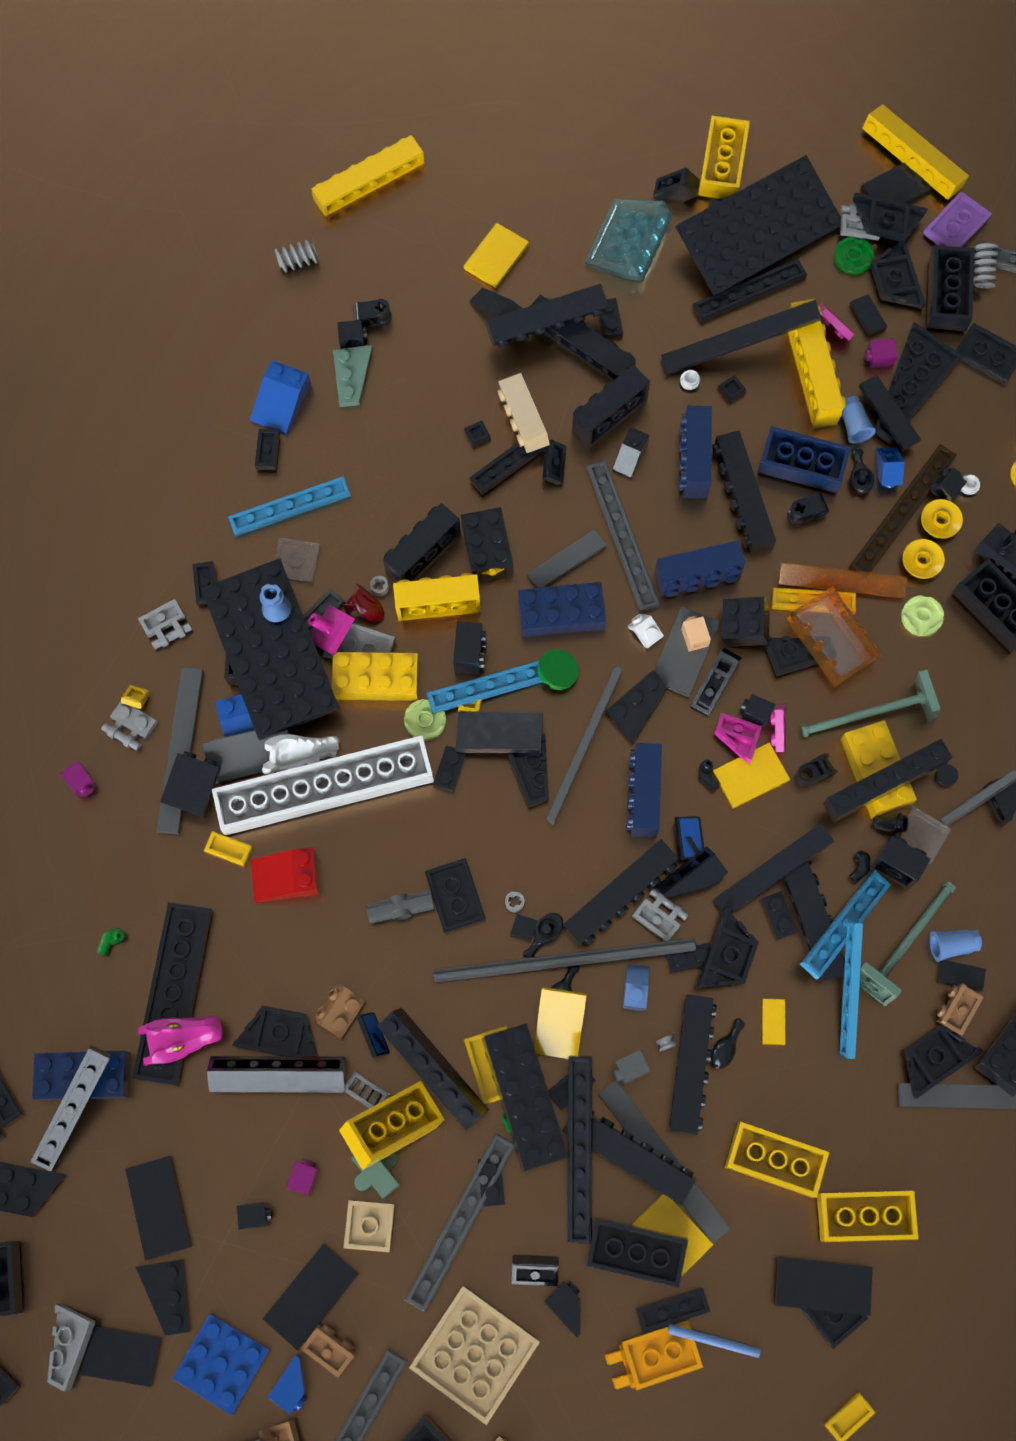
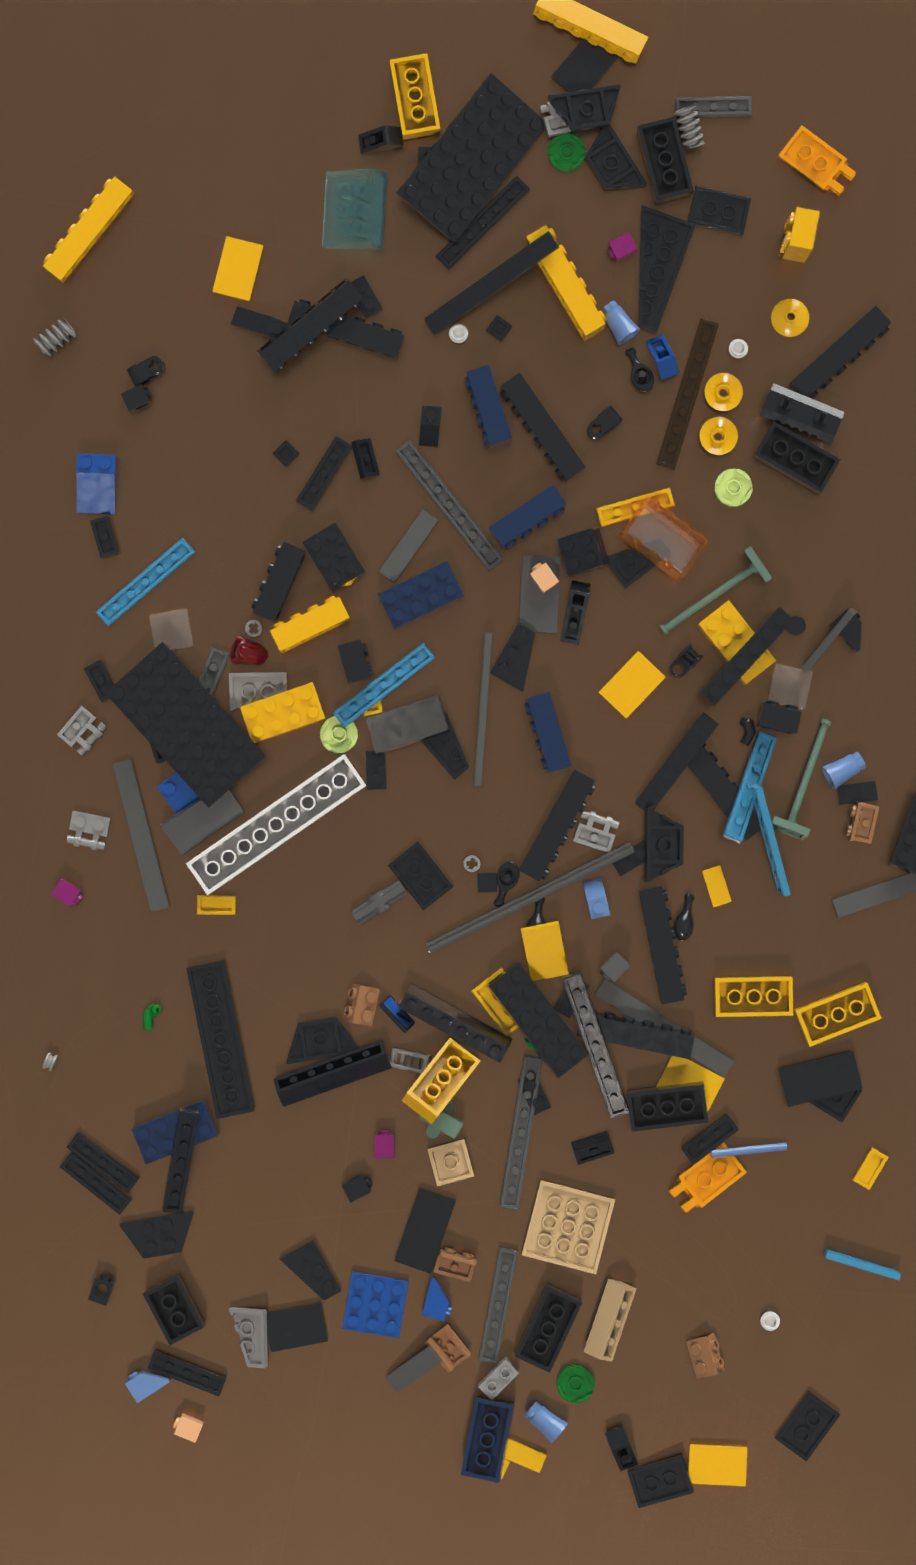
camera: 20 degrees left, 15 degrees up
(135, 696) = (84, 804): yellow tile -> none
(158, 1208) = (278, 1209): black tile -> none
(177, 1037) = (240, 1074): dark pink animal -> none
(190, 783) = (165, 864): black brick -> none
(274, 603) = (185, 691): medium blue plant -> none
(285, 875) = (273, 911): red slope -> none
(295, 751) = (242, 805): white animal -> none
(330, 628) = (229, 686): dark pink tile -> none
(350, 371) = (149, 434): sand green wing -> none
(523, 413) = (322, 424): tan brick -> none
(558, 669) = (436, 650): green tile -> none
(566, 1306) = (626, 1165): black slope -> none
(610, 406) = (397, 390): black brick -> none
(645, 629) = (499, 586): white bracket -> none
(666, 1042) = (636, 934): light grey bush -> none
(689, 836) = (598, 758): slope -> none
(697, 873) = (613, 788): black slope -> none
(705, 775) = (594, 699): black arm -> none
(738, 735) = (610, 654): dark pink wing -> none
(757, 710) = (618, 626): black brick -> none
(778, 719) = (641, 631): wing -> none
(779, 915) = (693, 796): black plate -> none
(804, 459) = (585, 379): dark blue brick -> none
(828, 317) = (570, 231): dark pink wing -> none
(842, 580) = (654, 480): clear orange tile -> none
(868, 315) = (598, 210): black tile -> none
(889, 412) = (647, 306): black tile -> none
(892, 823) = (763, 685): black cone -> none
(936, 1058) = (856, 868): black wing -> none
(947, 484) = (719, 357): black brick -> none
(957, 222) = (652, 87): medium lavender plate -> none

